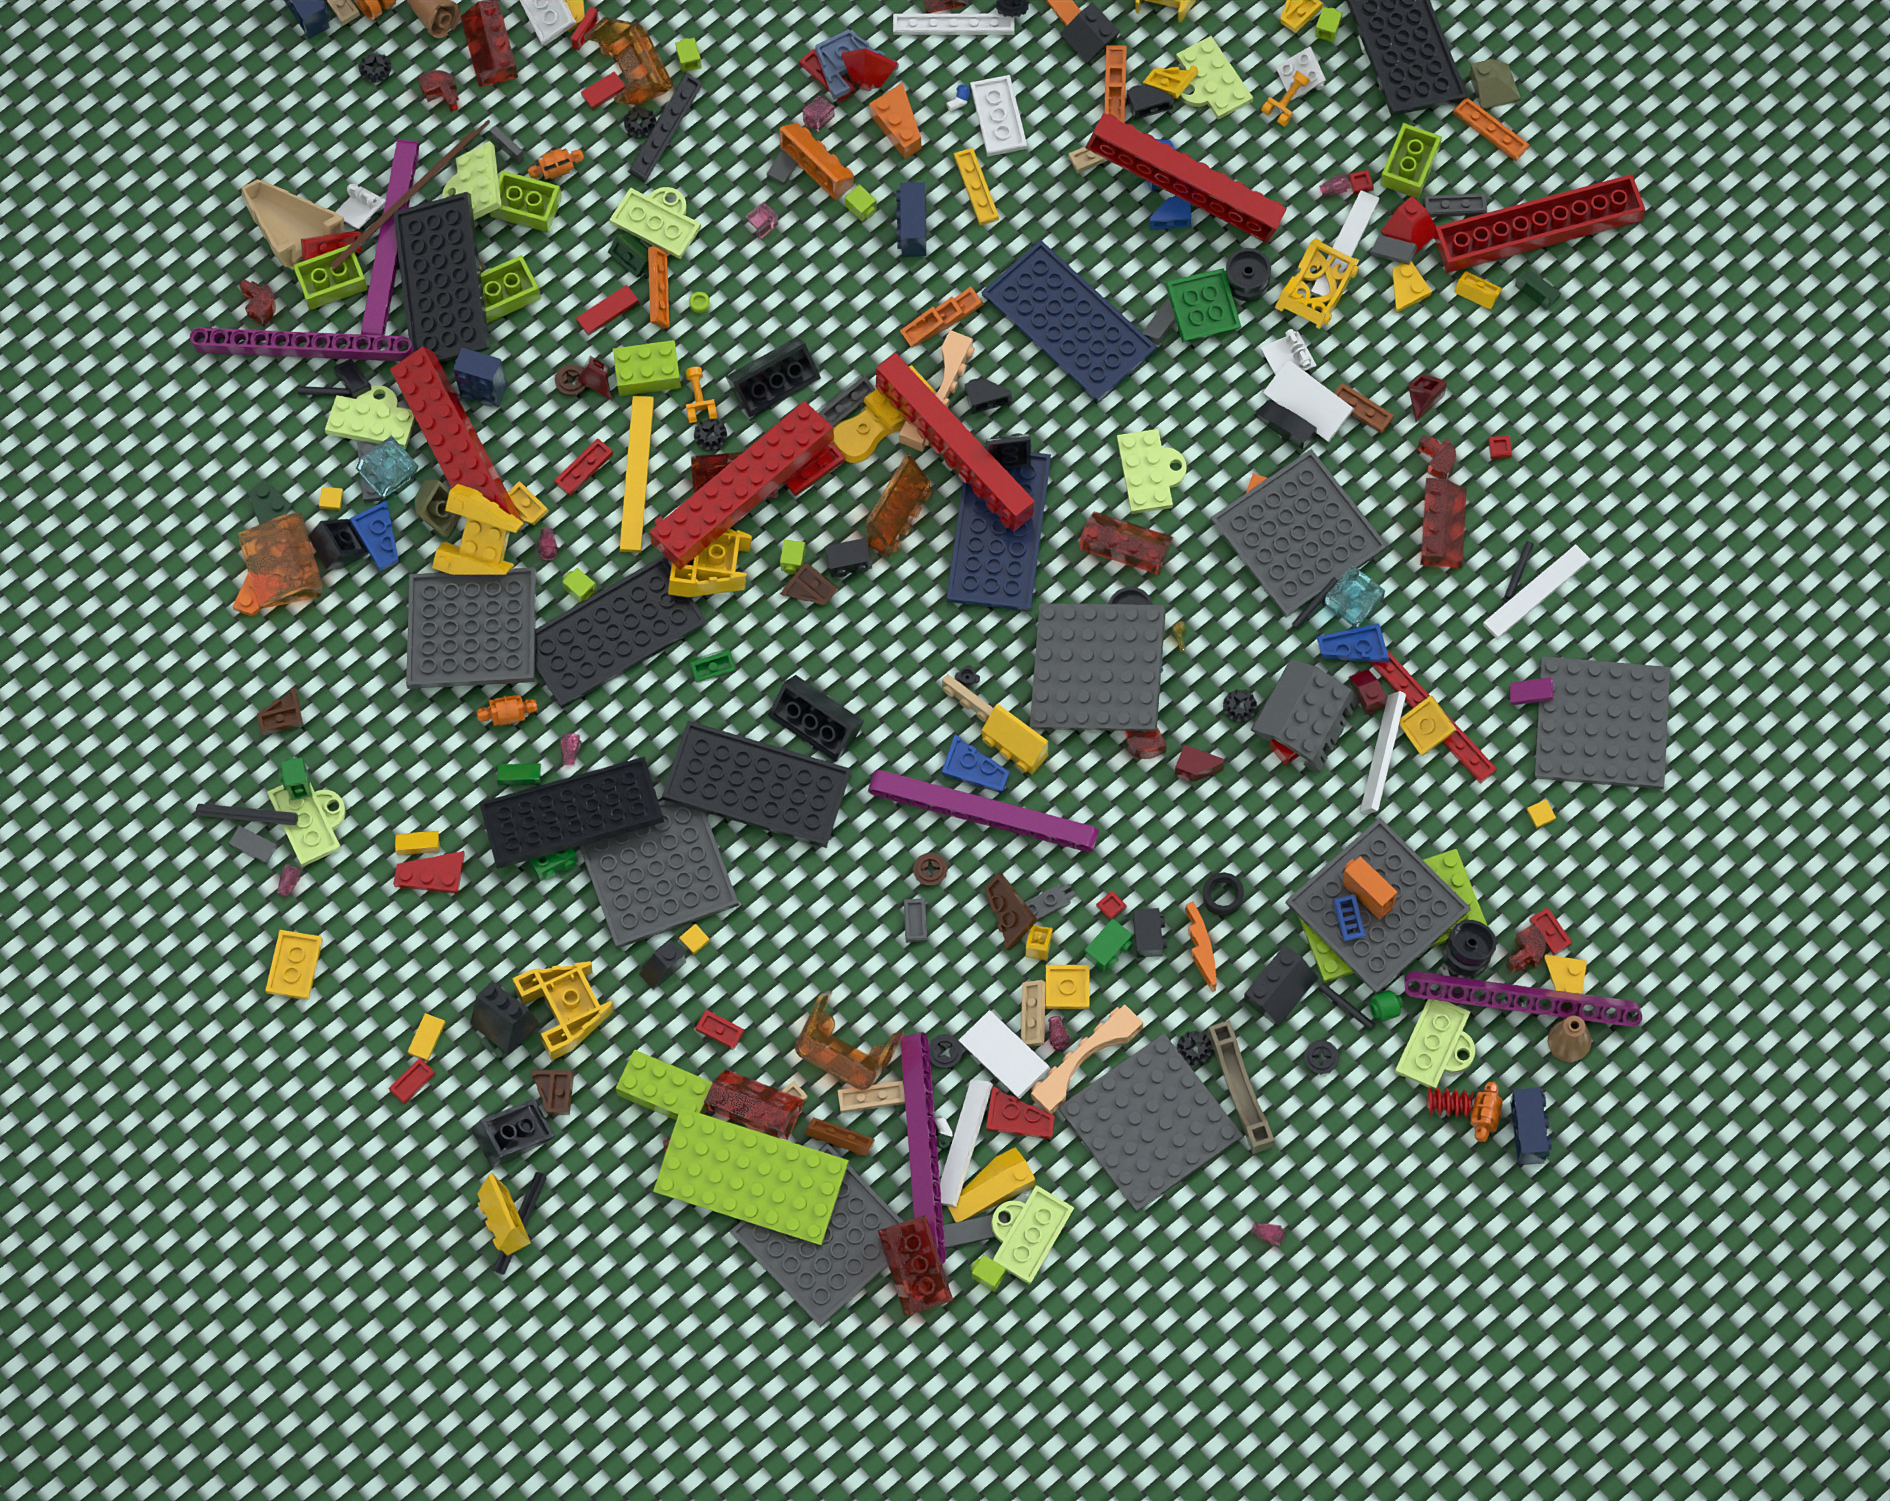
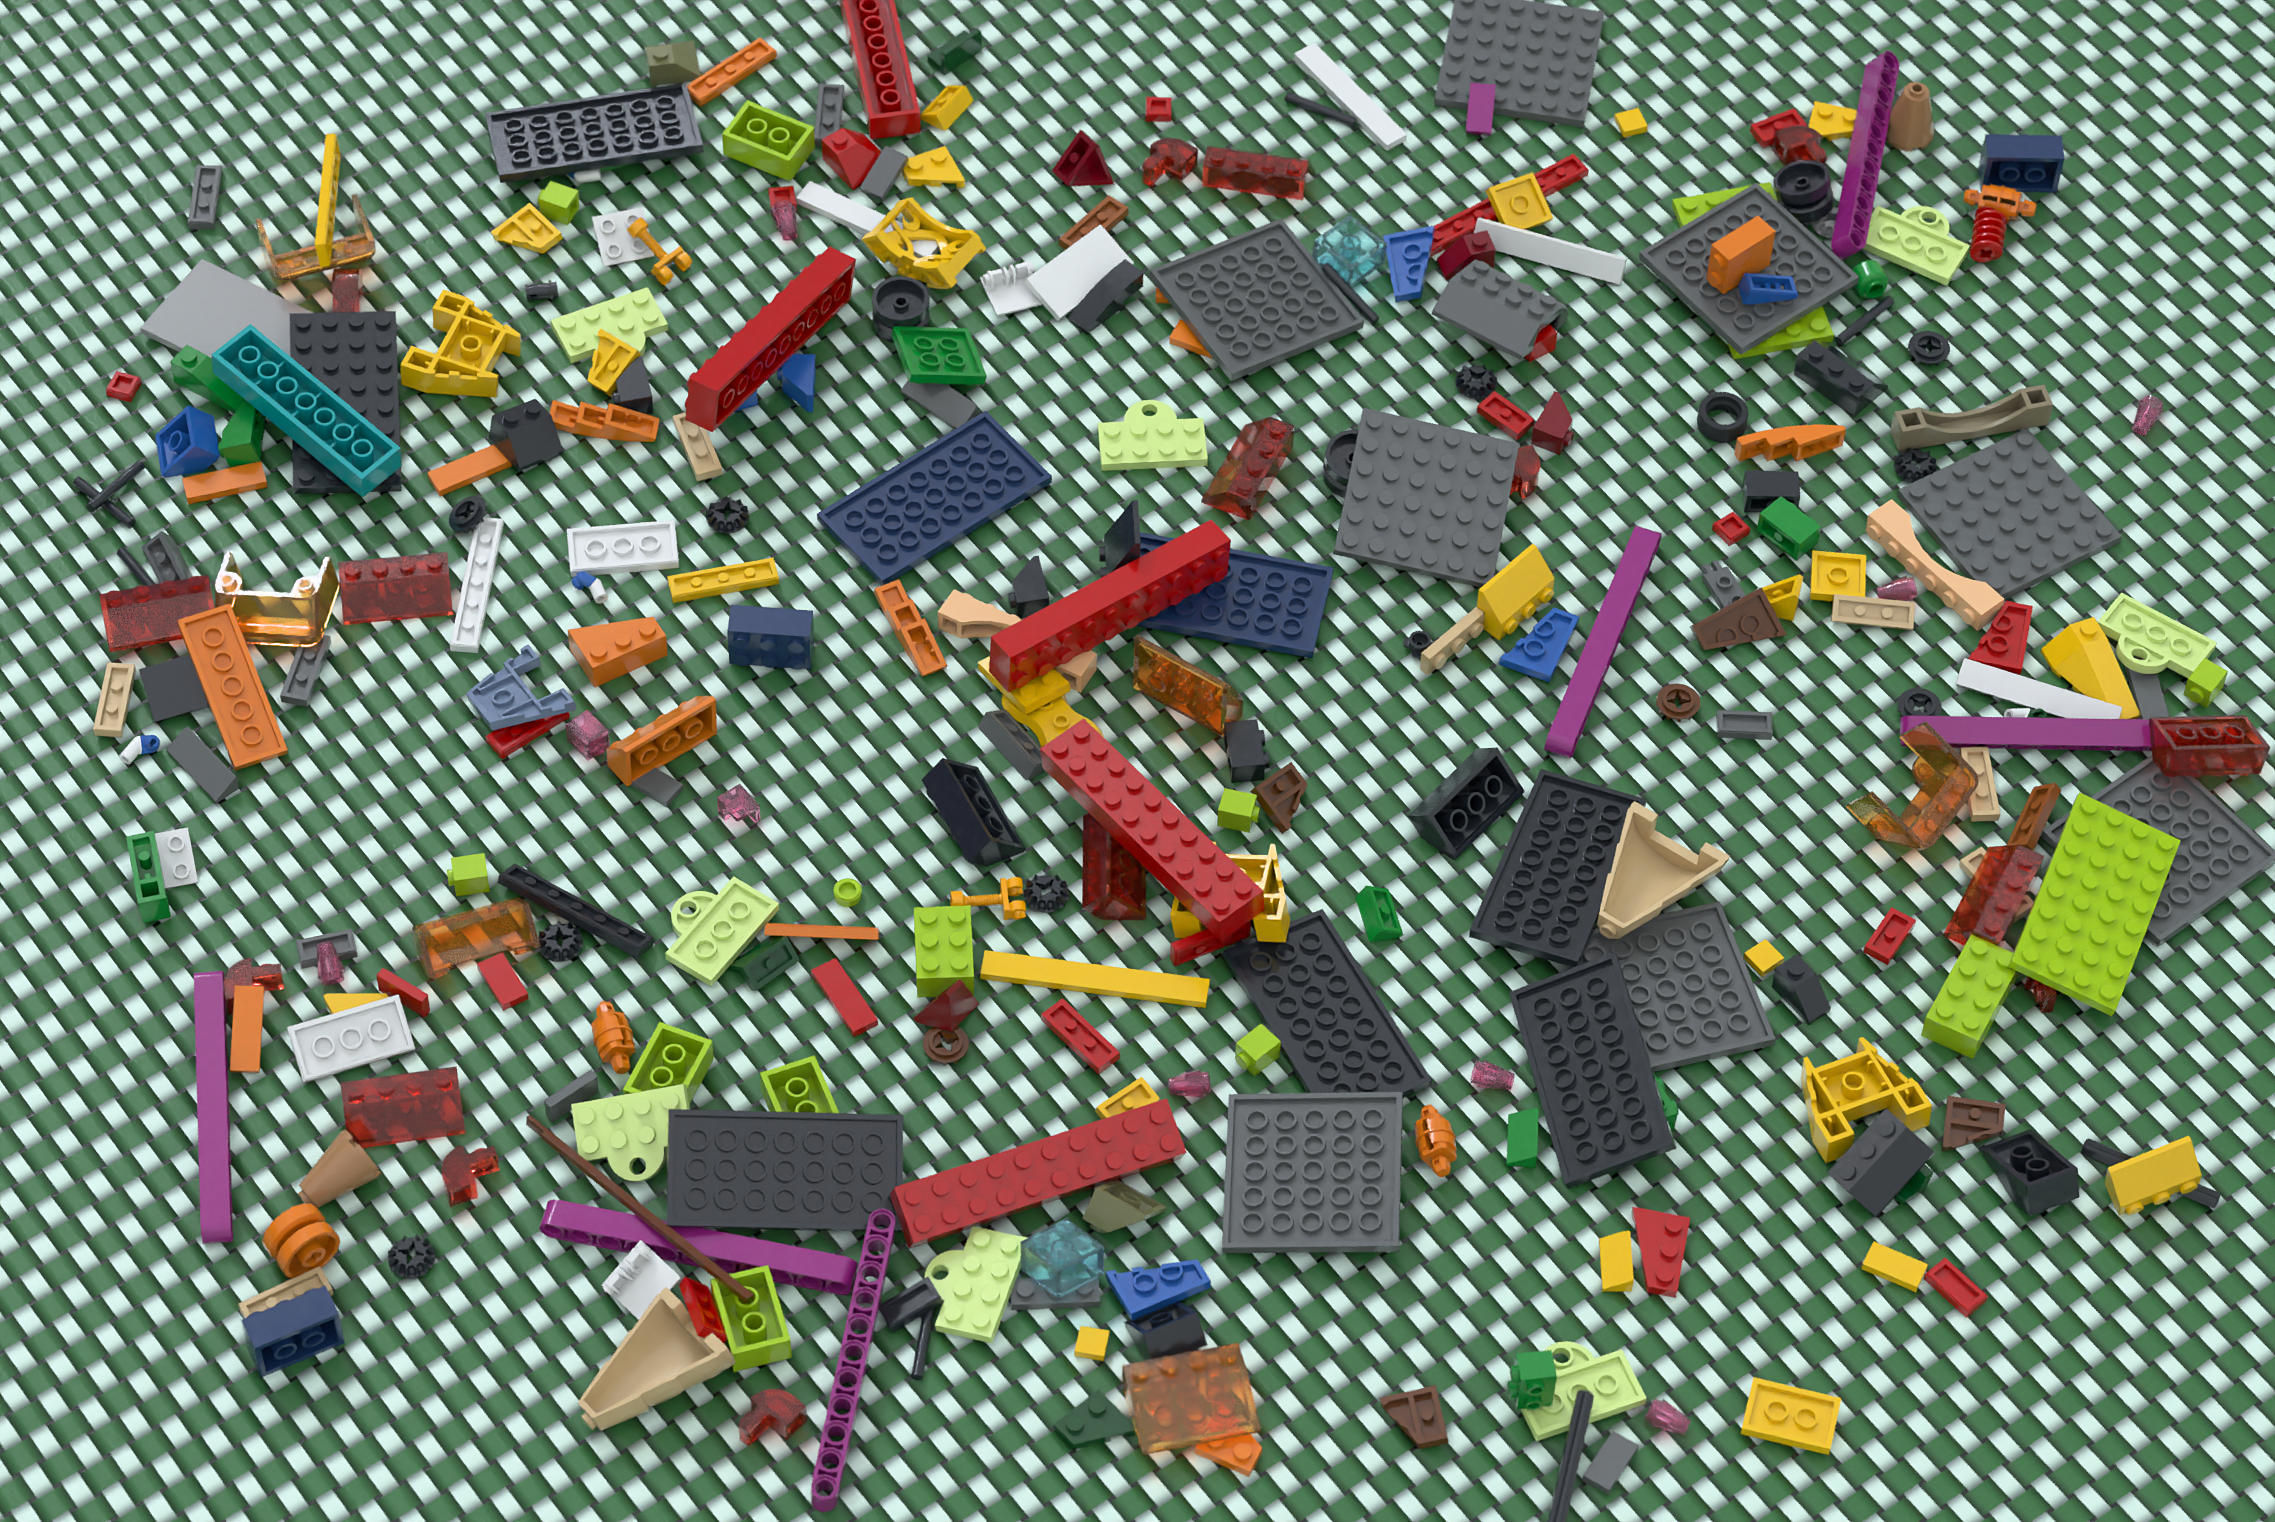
camera: 90 degrees left, 15 degrees down
(480, 377) = (944, 1128): dark blue brick -> none
(483, 536) = (1194, 1140): yellow wedge -> none
(748, 844) = (1650, 874): none -> tan cone
(861, 203) = (732, 698): lime brick -> none
(868, 68) = (542, 663): red slope -> none
(1004, 1054) = (1927, 643): white tile -> none
(1030, 186) = (735, 522): none -> black gear
(1203, 728) = (1505, 415): none -> red plate
(1240, 28) = (542, 291): none -> black pin

